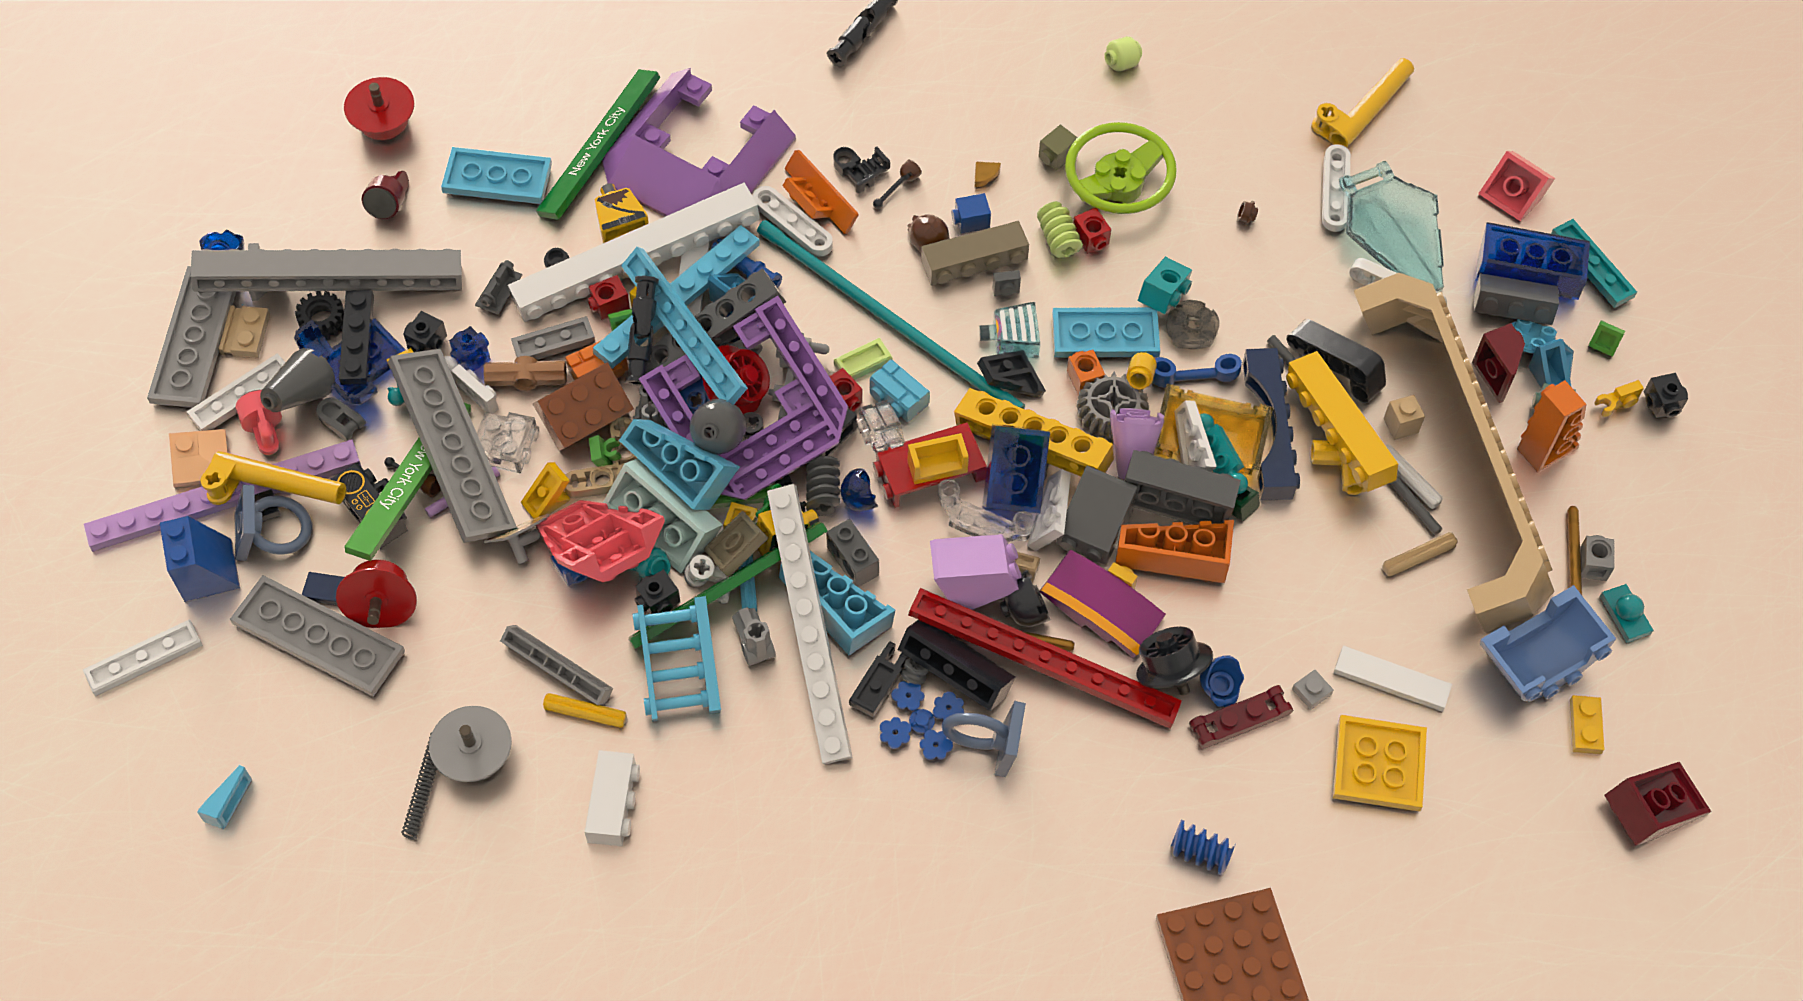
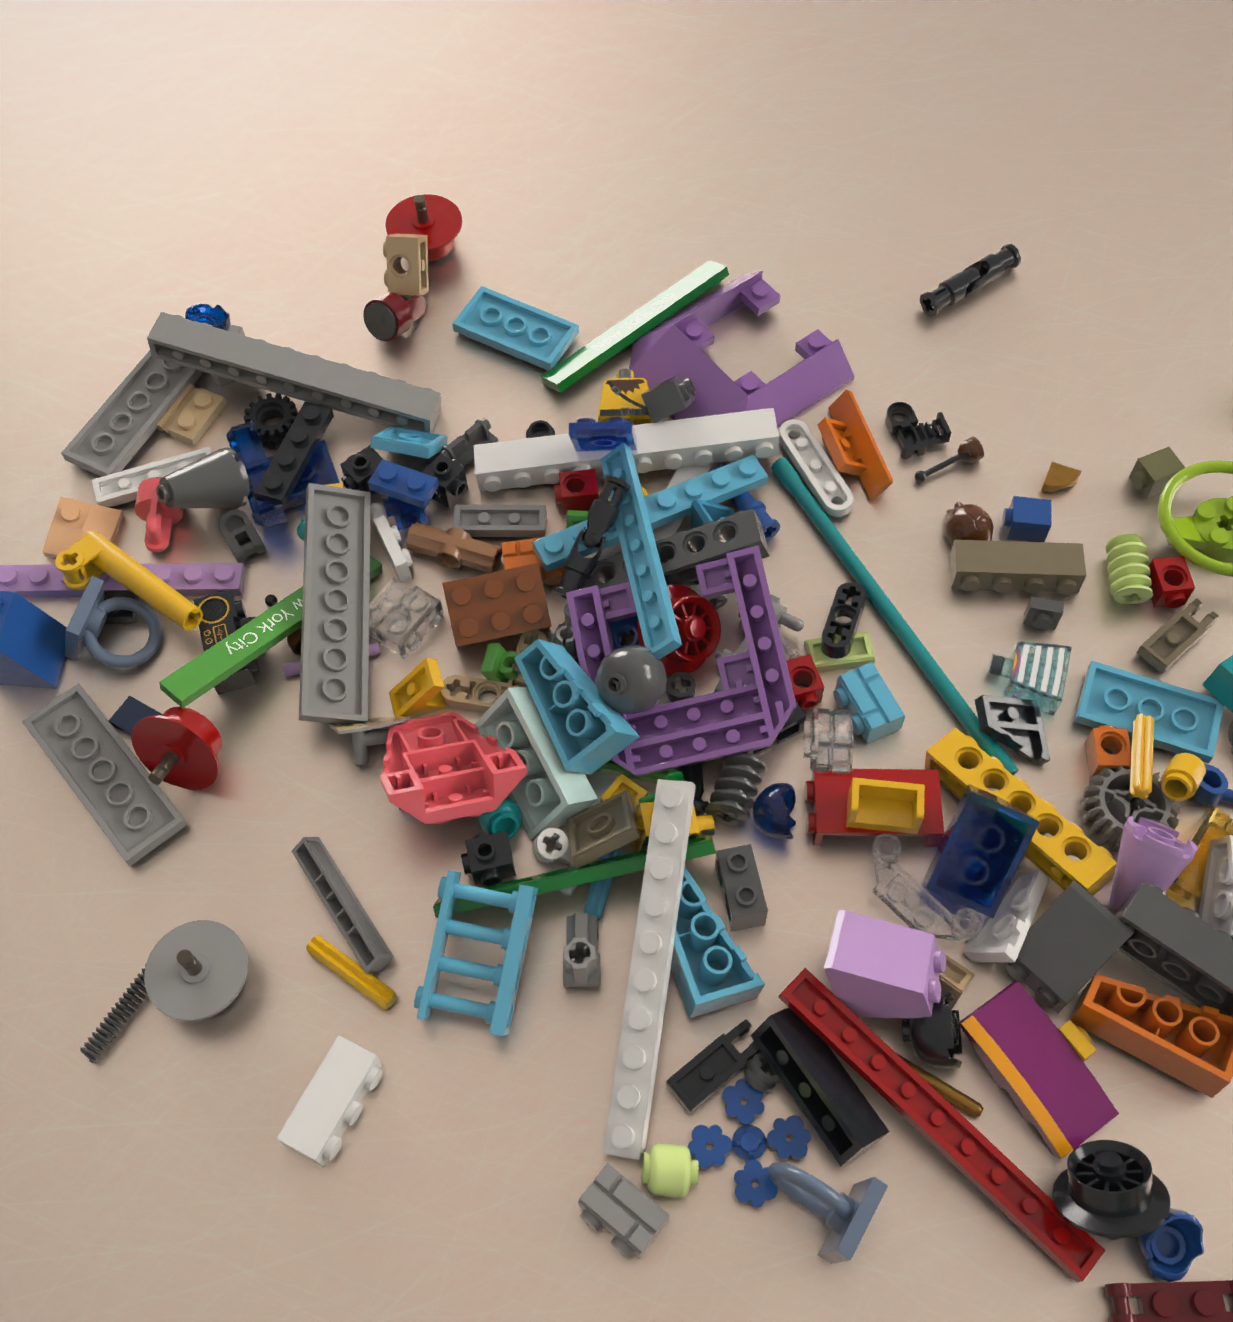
camera: 25 degrees right, 0 degrees up
(380, 131) = (415, 251): none -> tan brick
(450, 298) = (409, 441): none -> medium azure tile
(466, 333) = (403, 483): none -> blue plate
(494, 321) = (450, 478): none -> black brick
(611, 248) = (602, 436): none -> clear blue plate
(655, 197) = (669, 397): none -> dark grey brick
(851, 793) = (623, 1212): none -> light grey brick
(859, 326) = (845, 630): none -> black beam
(873, 755) = (669, 1170): none -> yellowish green head
(1109, 270) = (1175, 637): none -> dark tan hinge
(1109, 365) = (1142, 756): none -> yellow axle

